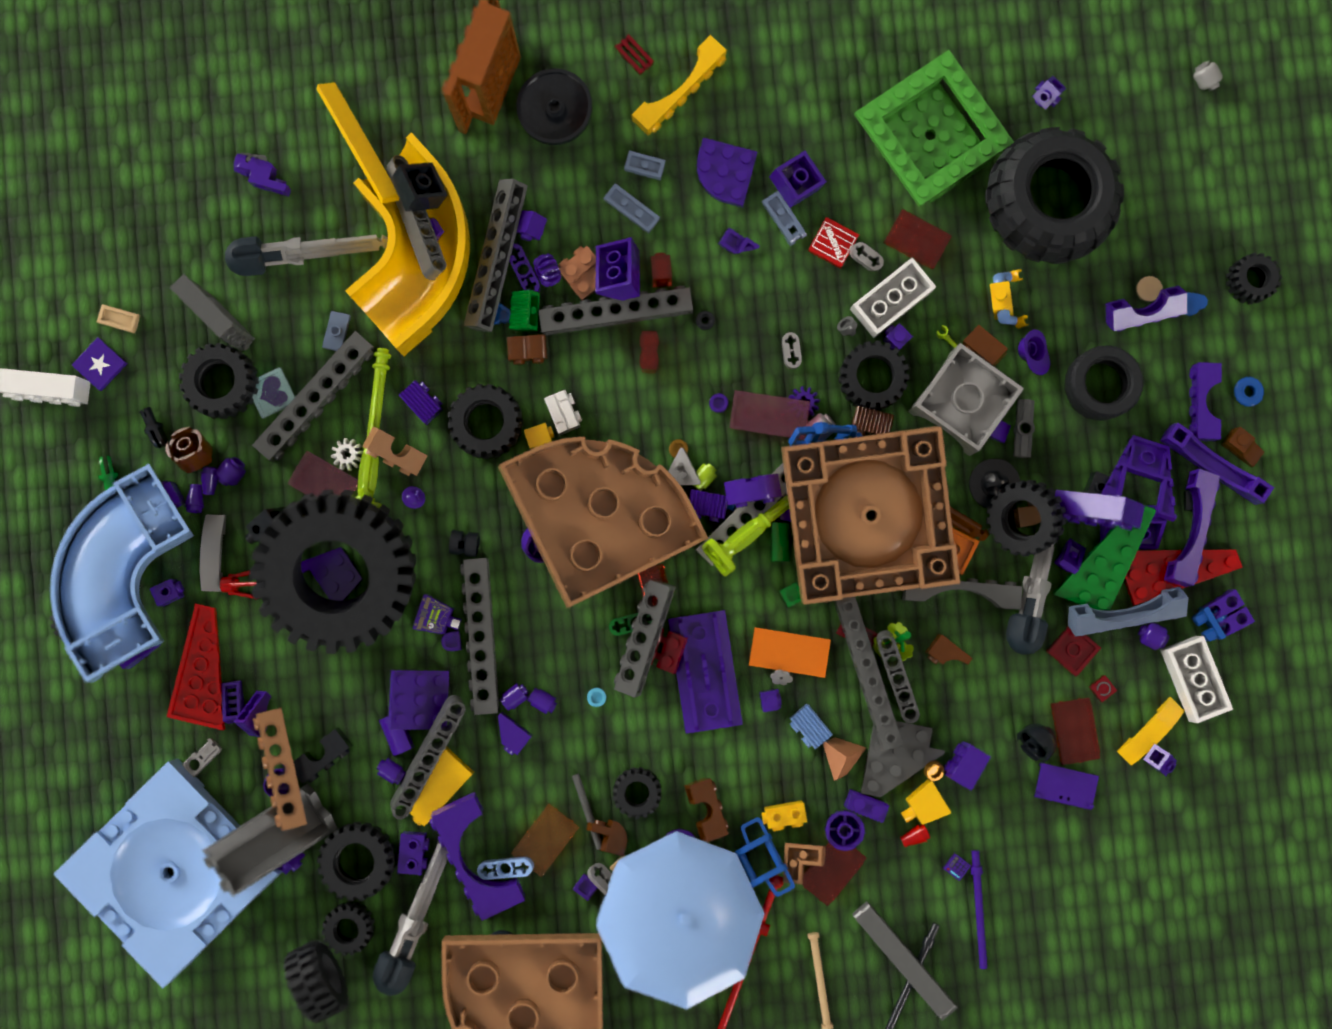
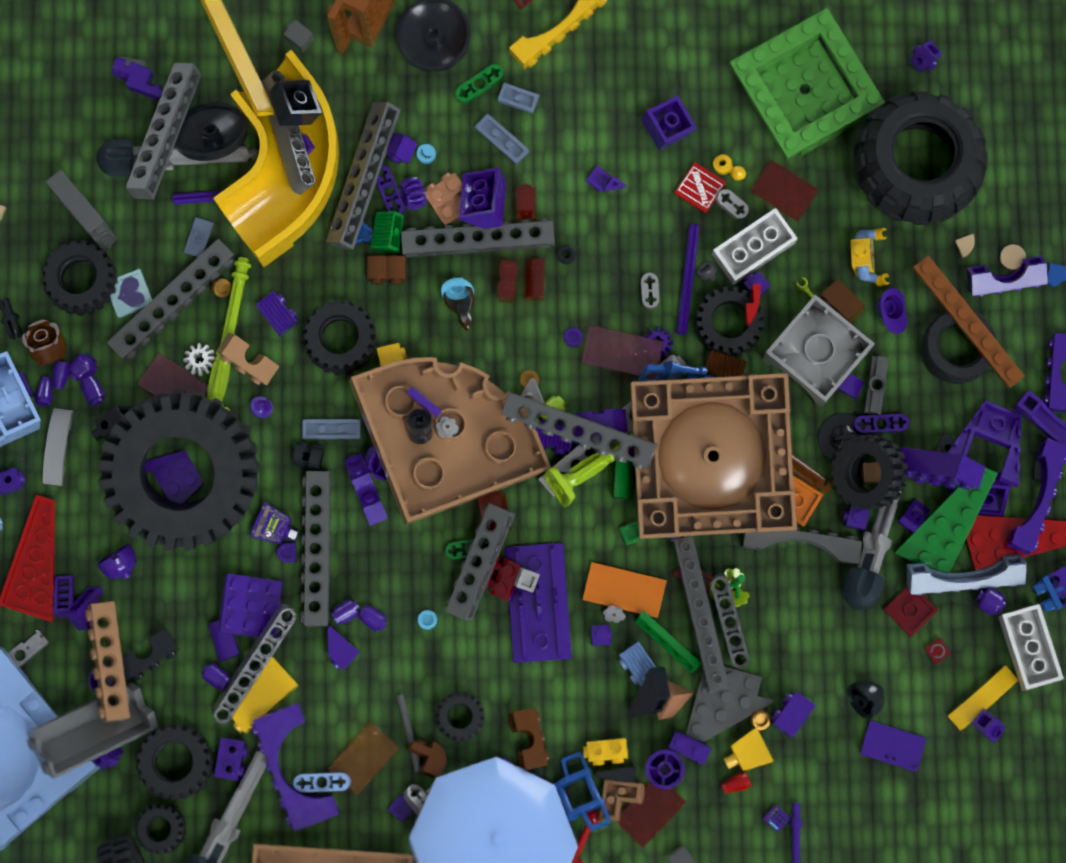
camera: 10 degrees right, 5 degrees down
(231, 584) = (73, 478): red plant -> none
(243, 494) = (92, 391): none -> dark purple brick
(284, 666) = (119, 563): none -> dark purple cylinder
(289, 226) = (163, 131): none -> dark grey brick
(328, 290) = (195, 197): none -> dark purple axle
(337, 223) = (211, 132): none -> black dish
(362, 380) = (221, 287): none -> pearl gold tile
(419, 118) = (298, 35): none -> dark grey brick
(485, 514) = (331, 429): none -> sand blue plate
(524, 572) = (365, 489): none -> dark purple arch
(557, 229) = (426, 153): none -> medium azure tile
(562, 412) = (416, 334): white brick -> none
(573, 508) = (419, 426): none -> black wheel
(574, 483) = (423, 402): none -> dark purple tile
(597, 511) = (443, 431): none -> light grey plant
(602, 372) = (459, 298): none -> piece
(618, 150) = (480, 76): none -> green beam
(669, 475) = (646, 449): none -> dark grey brick
(676, 348) = (535, 279): none -> clear red brick
(692, 651) = (526, 579): none -> light grey plate
(725, 170) = (598, 109): dark purple plate -> none
(784, 217) = (652, 159): sand blue plate -> none
(801, 837) = (623, 774): none -> black slope
(825, 758) = (651, 695): none -> black slope
(828, 335) = (688, 279): none -> dark purple axle
(836, 701) = (665, 640): none -> green tile
(869, 224) = (737, 172): none -> yellow plate
(896, 363) = (751, 308): none -> red slope
(944, 650) = (780, 599): reddish brown arch -> none
(1014, 564) = (856, 518): none -> dark purple brick
(1043, 459) = (894, 418): none -> dark purple beam
(1075, 731) = (907, 692): clear red piece -> none
(1101, 280) = (965, 245): none -> tan tile
(1115, 359) = (968, 322): none -> dark orange plate

